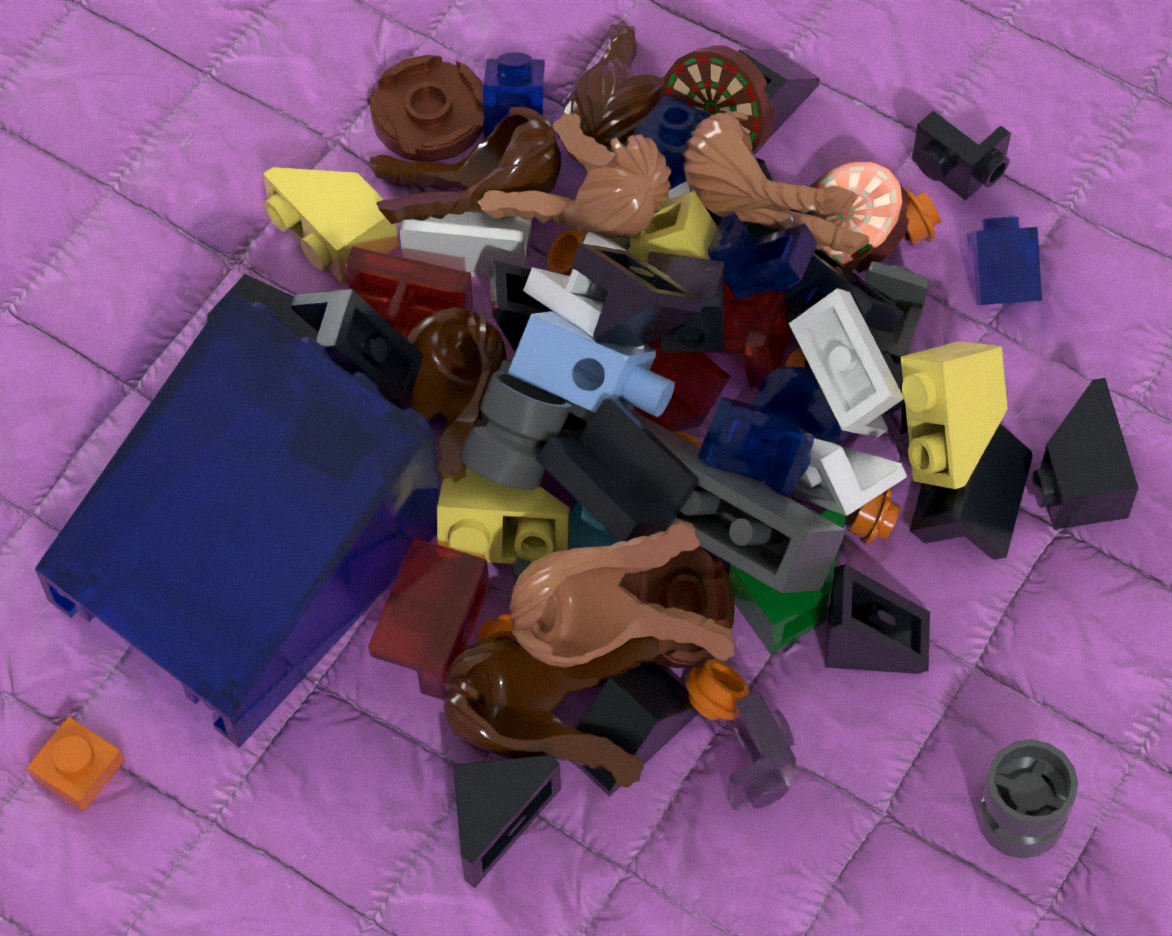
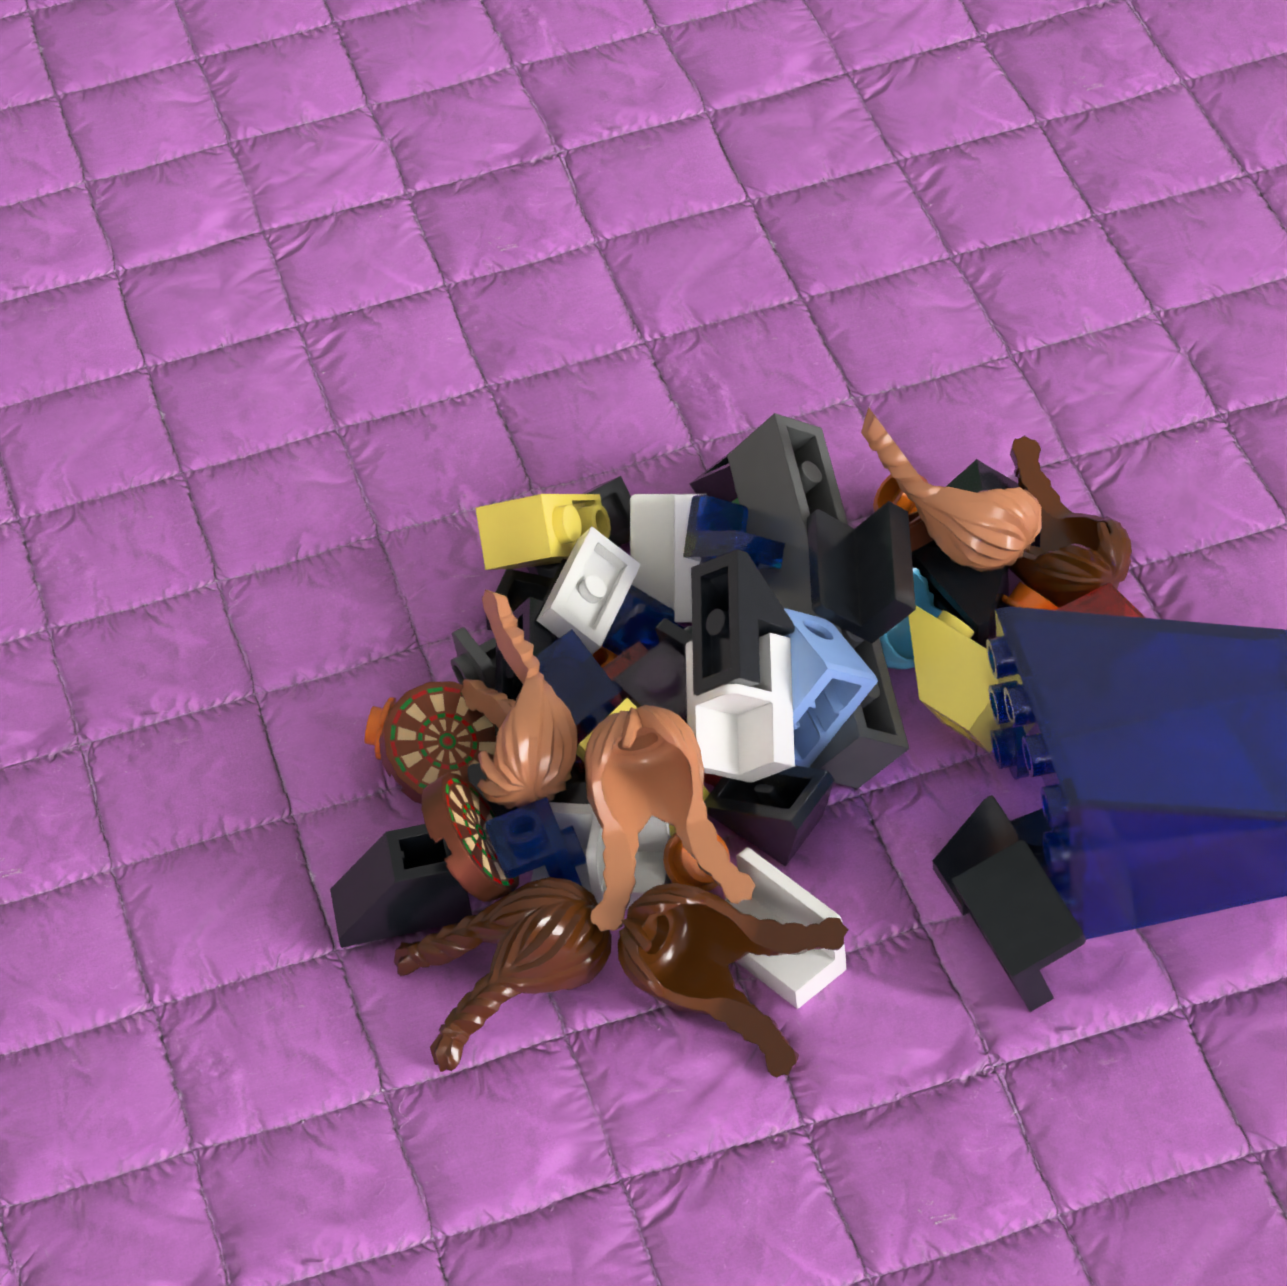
camera: 135 degrees left, 15 degrees down
(328, 215) = (875, 1015): light yellow slope -> none
(362, 341) = (965, 814): black panel -> none
(405, 288) = (884, 912): clear red panel -> none
(428, 108) = (690, 1093): copper tile -> none
(453, 377) = (889, 797): reddish brown hair -> none
(497, 805) = (1146, 501): black slope -> none
(512, 82) = (601, 1040): clear blue bracket -> none
(515, 432) = (911, 659): dark grey wheel -> none
(767, 745) = (922, 432): clear purple bracket -> none
(957, 160) = (295, 737): black bracket -> none
(1006, 262) = (352, 657): clear blue bracket -> none
(1027, 798) = (759, 319): dark grey wheel -> none
(1087, 465) = (472, 475): black slope -> none

